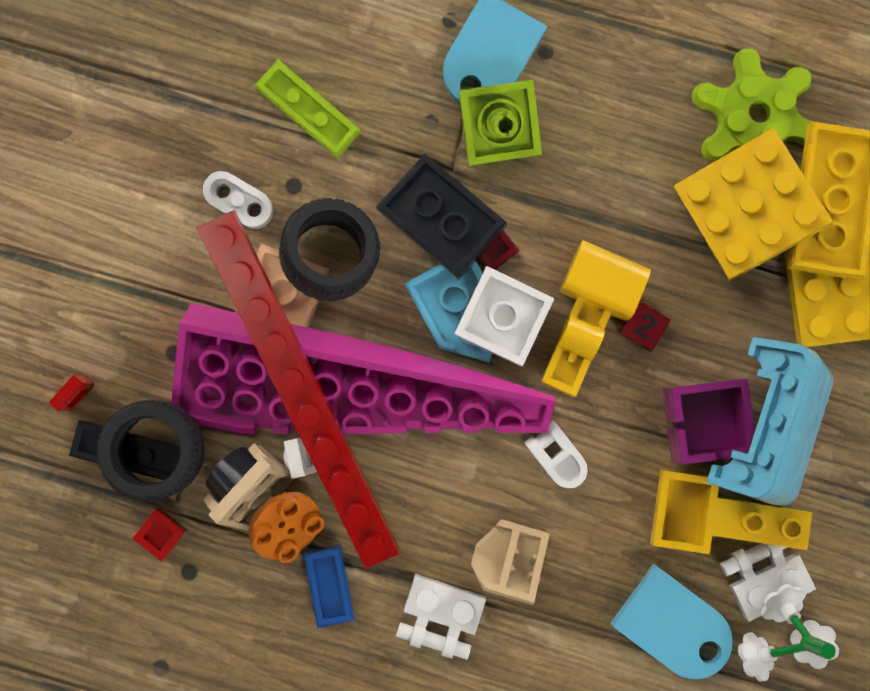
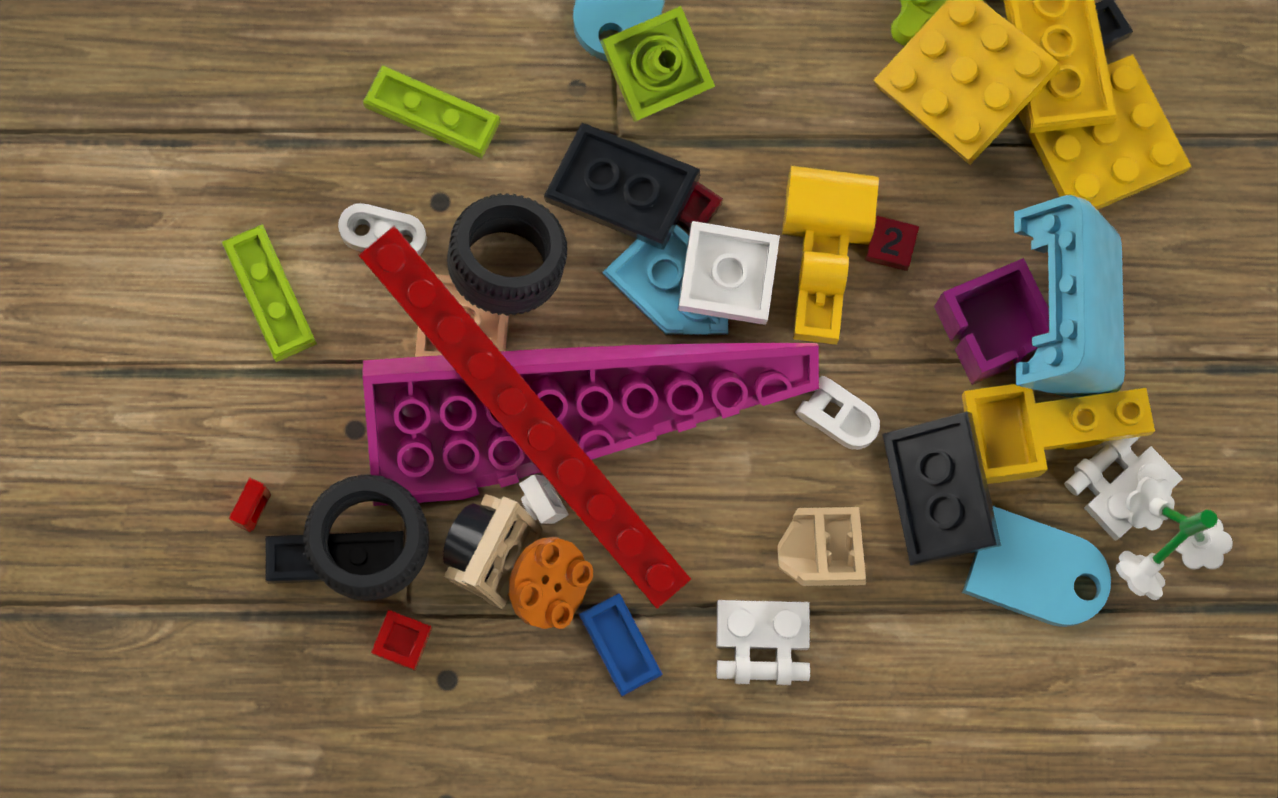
camera: 20 degrees left, 10 degrees down
(136, 223) = (269, 293): none -> lime tile
(619, 542) = (941, 489): none -> black tile

